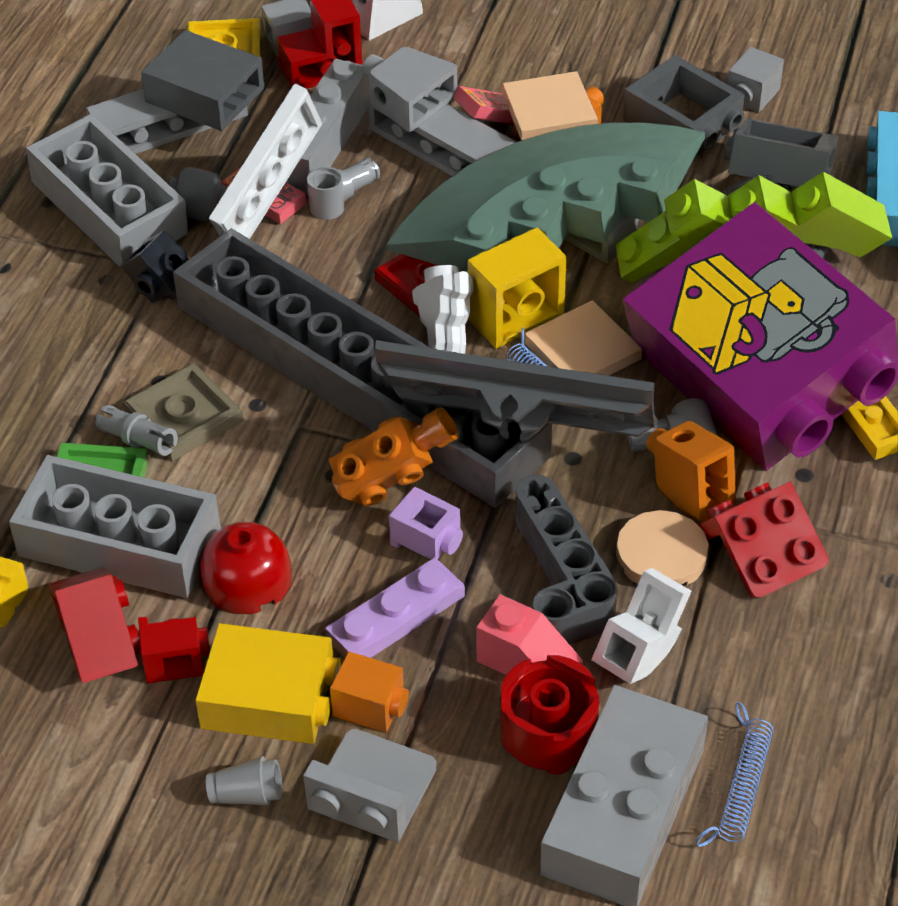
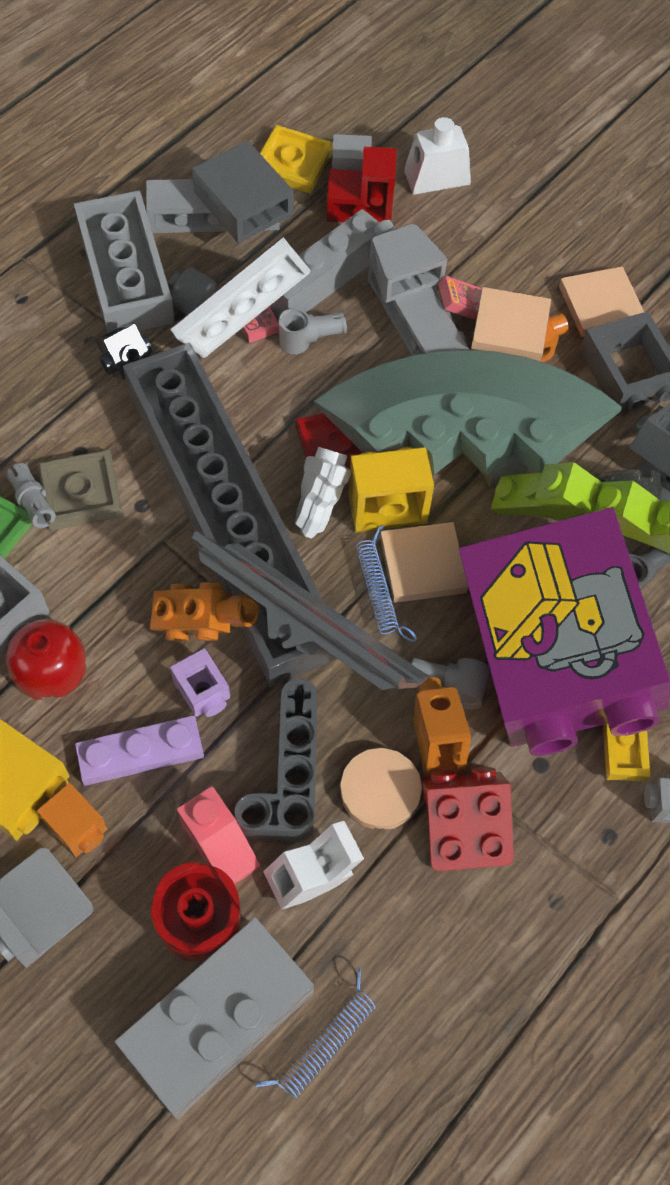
camera: 20 degrees right, 15 degrees up
(615, 65) = (599, 297): none -> light nougat tile

